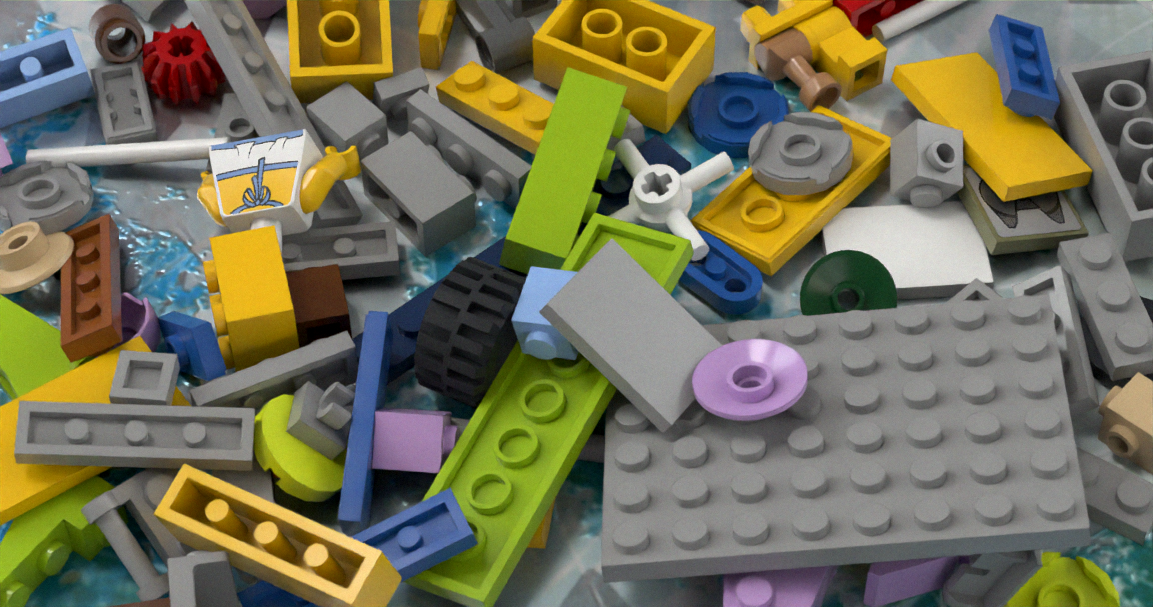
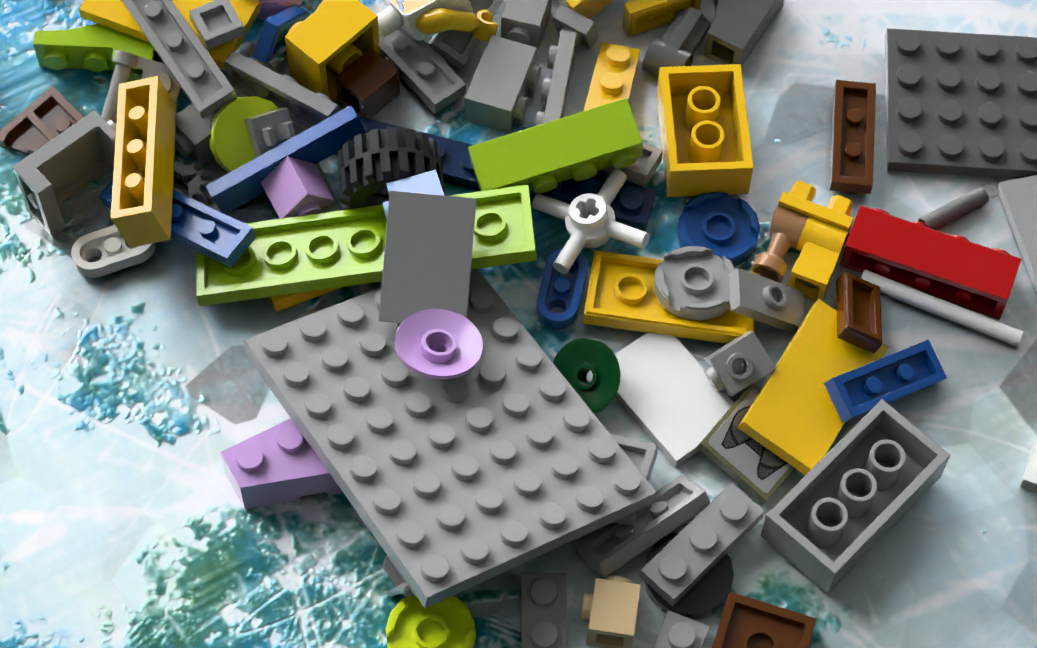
camera: 55 degrees right, 10 degrees up
(863, 109) = (766, 300): none -> light grey plate
(931, 46) = (858, 312): none -> reddish brown tile

